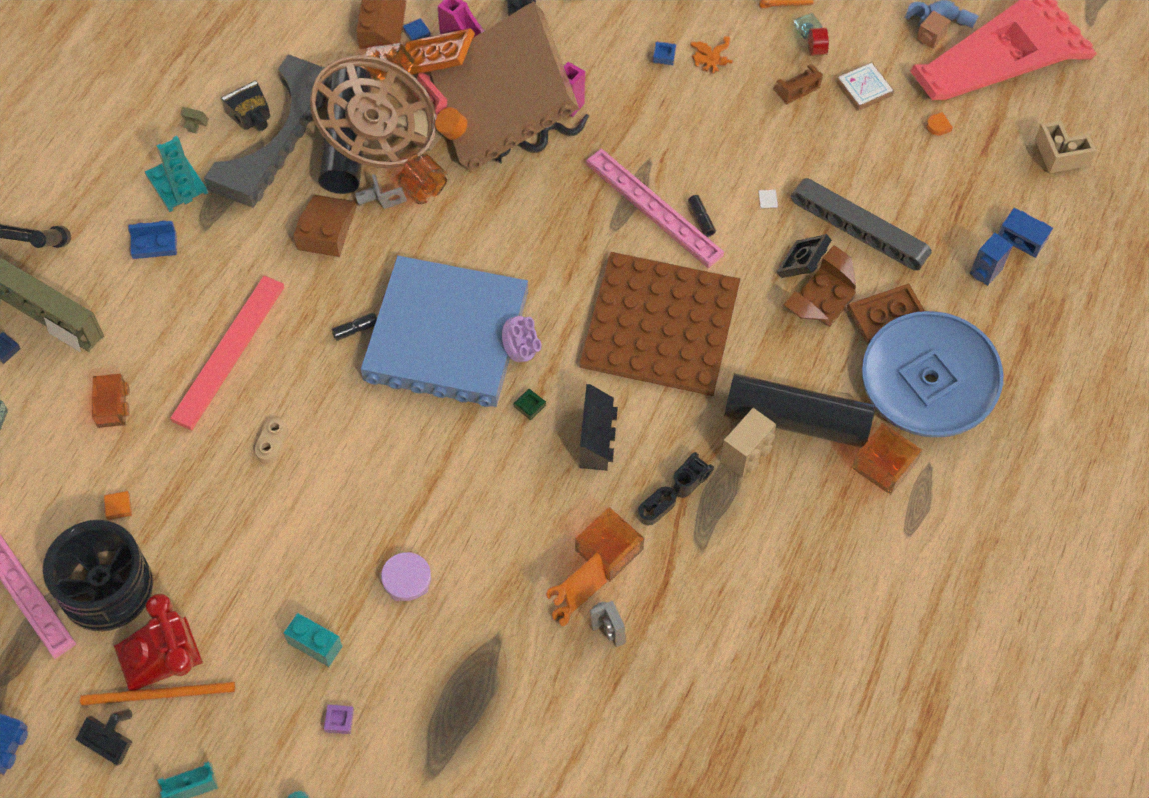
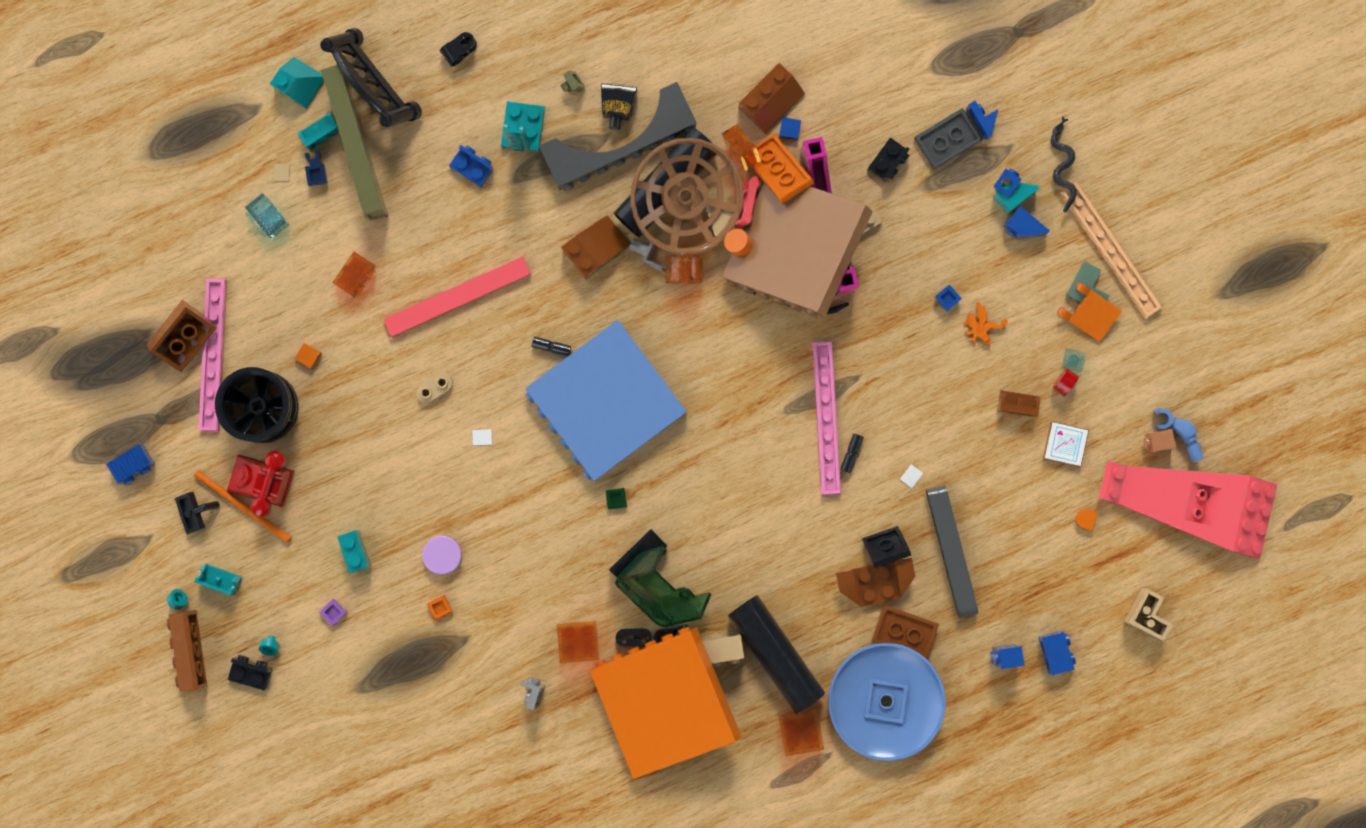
camera: 40 degrees right, 25 degrees up
(64, 161) = (457, 50): none -> black piece
(355, 449) = (482, 437): none -> white sticker
(445, 628) = (439, 607): none -> orange tile
(520, 338) = (645, 451): lavender tile -> none
(577, 588) = (531, 655): orange flag -> none
(638, 449) = (655, 595): none -> clear green windscreen
(660, 323) = (752, 510): dark orange plate -> none
(742, 524) = (665, 702): none -> orange brick

